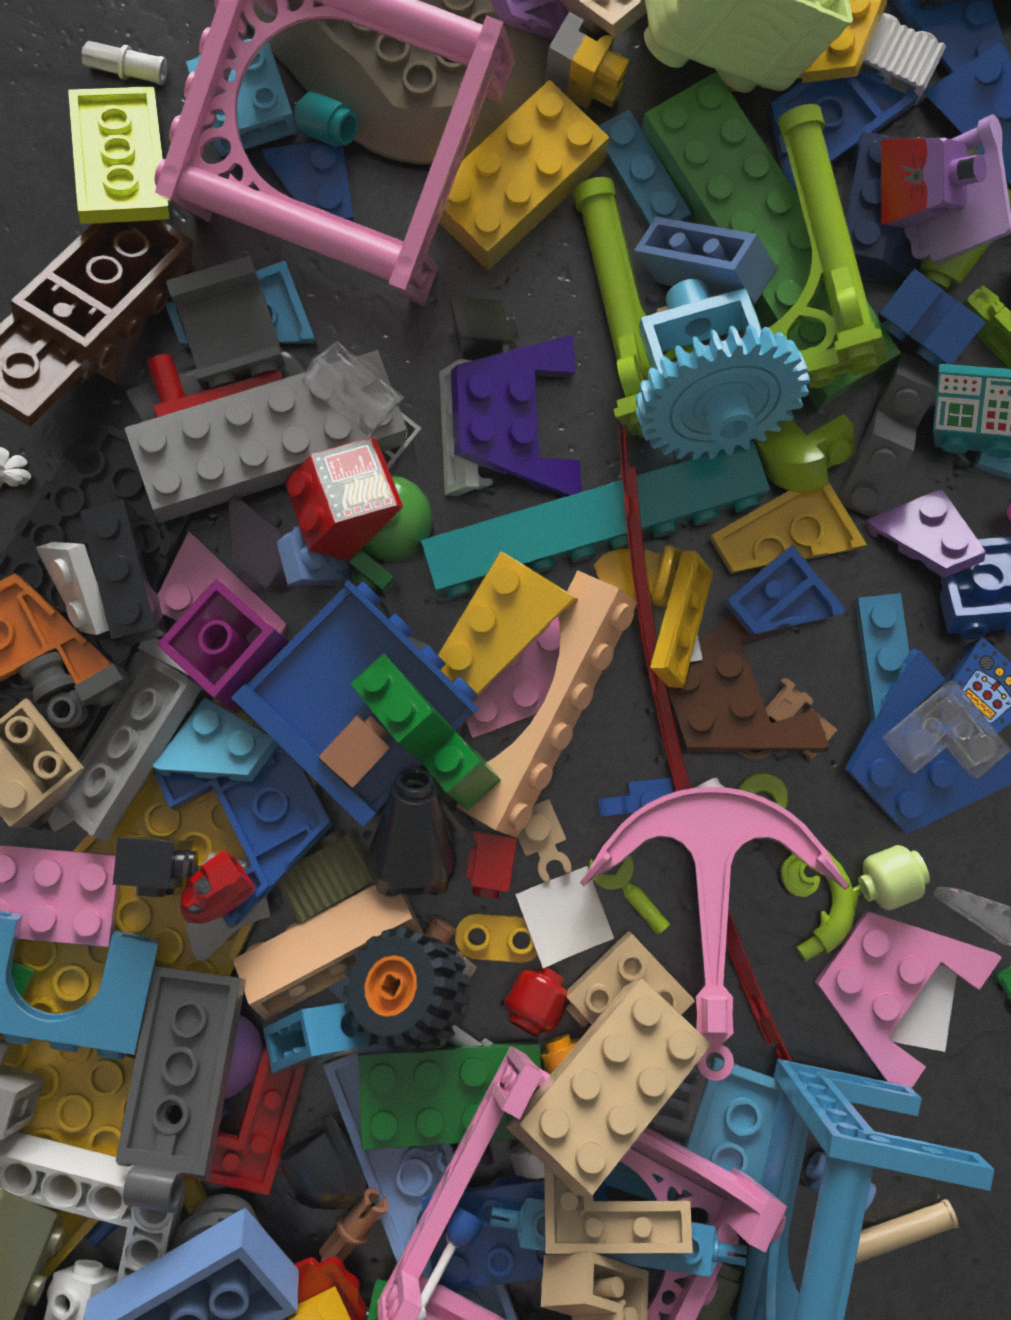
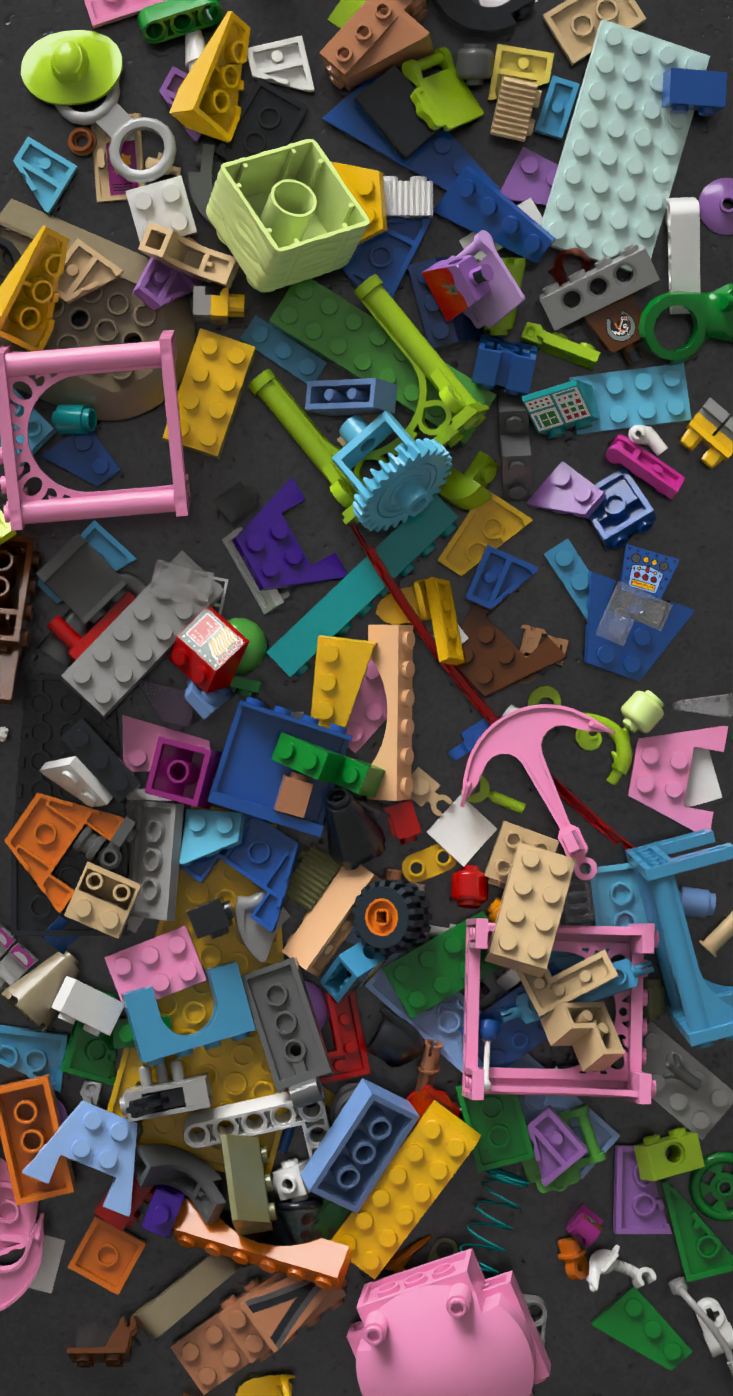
camera: 25 degrees left, 5 degrees up
(215, 889) = (254, 914): red rock -> none

